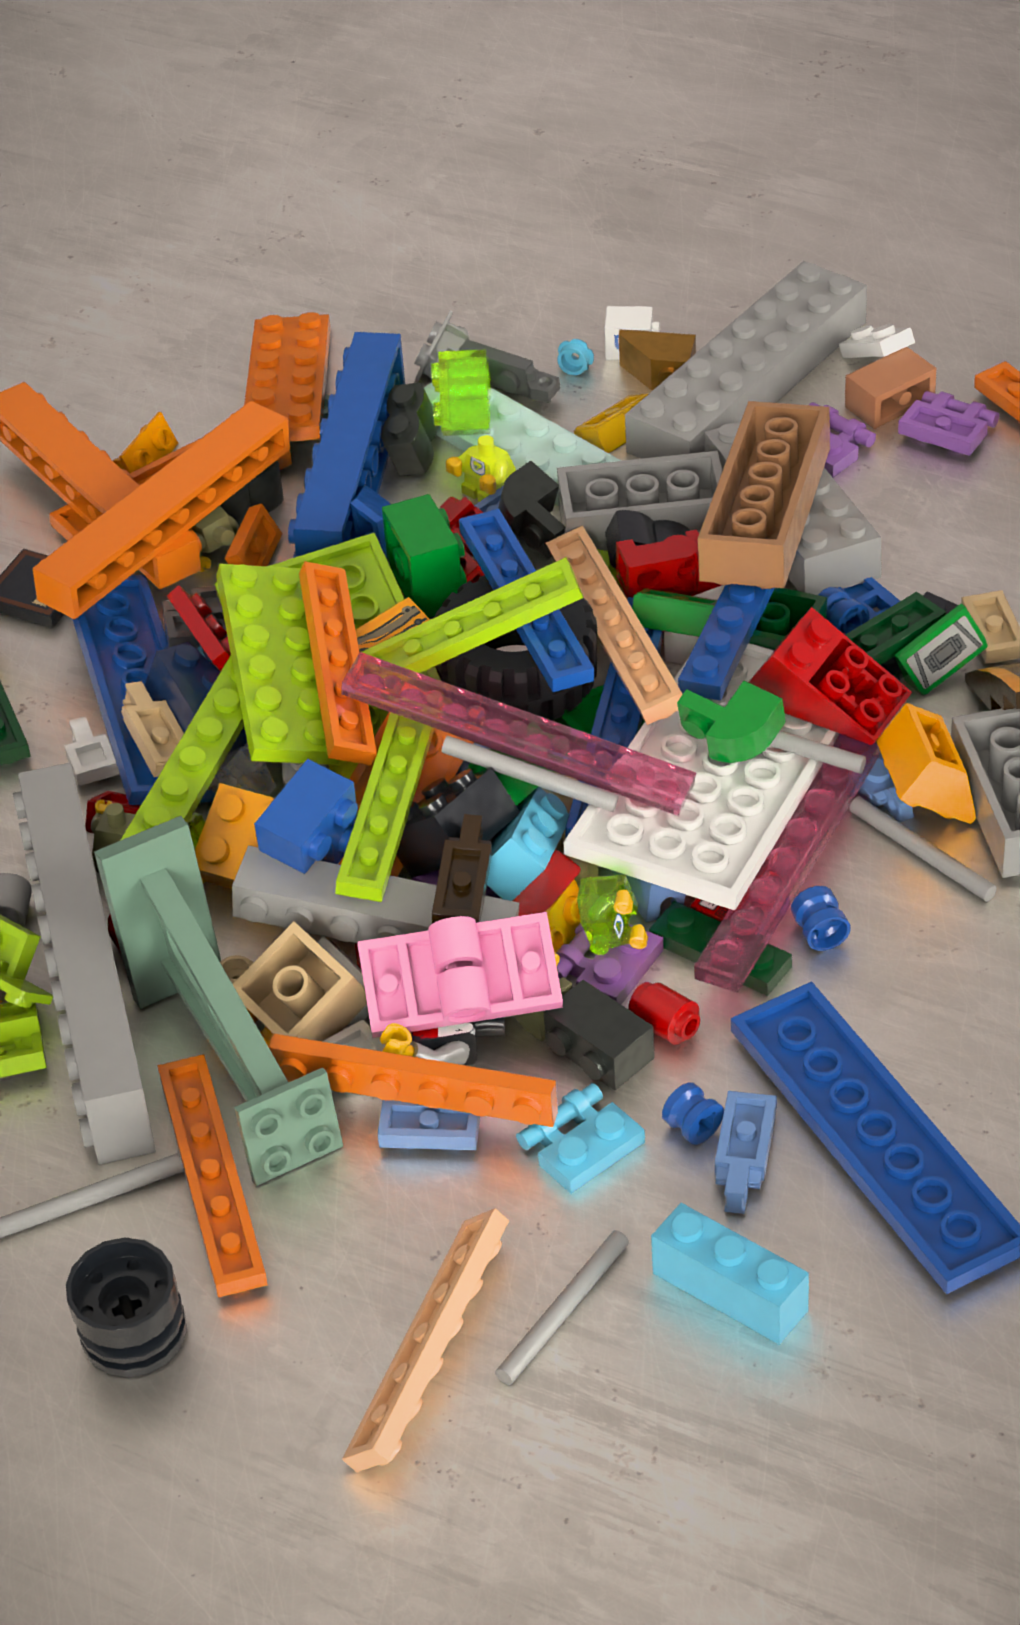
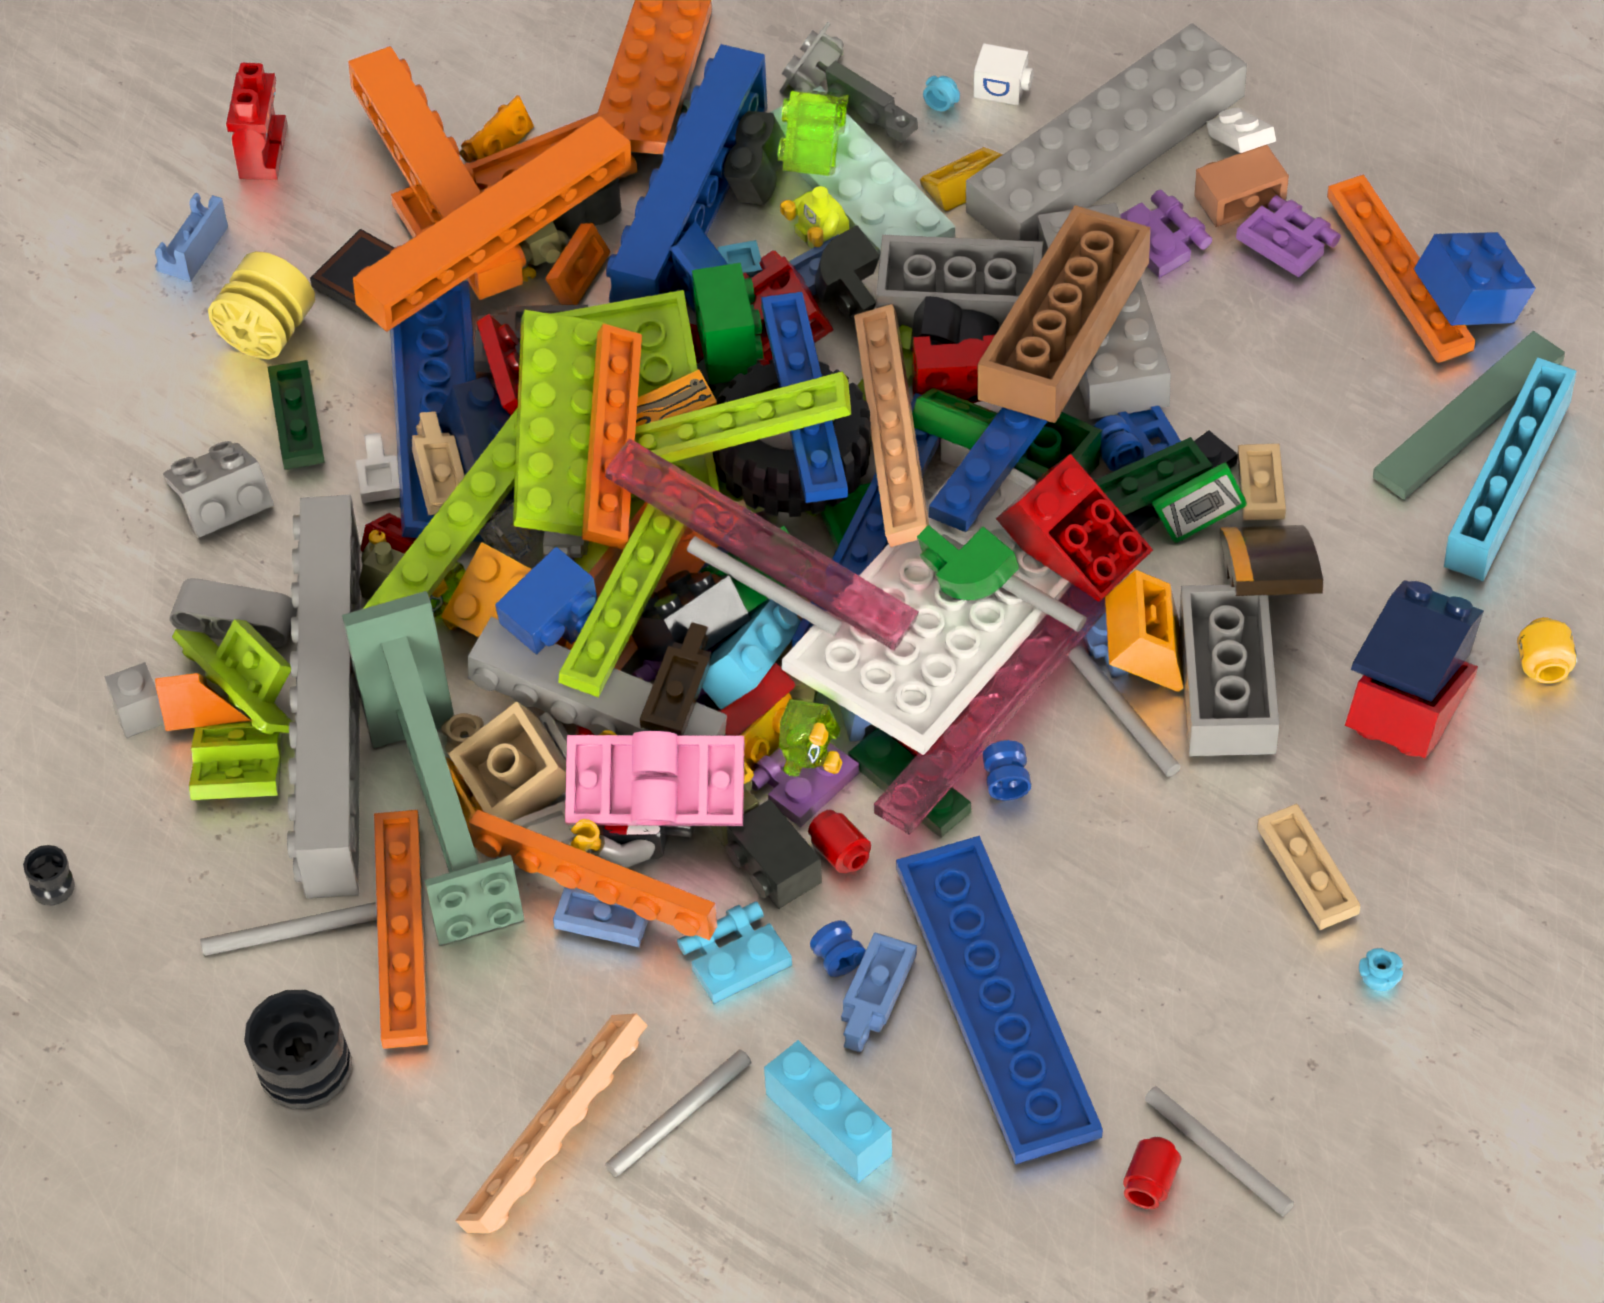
camera: 10 degrees right, 10 degrees up
(654, 355) = (1020, 107): pearl gold slope -> none

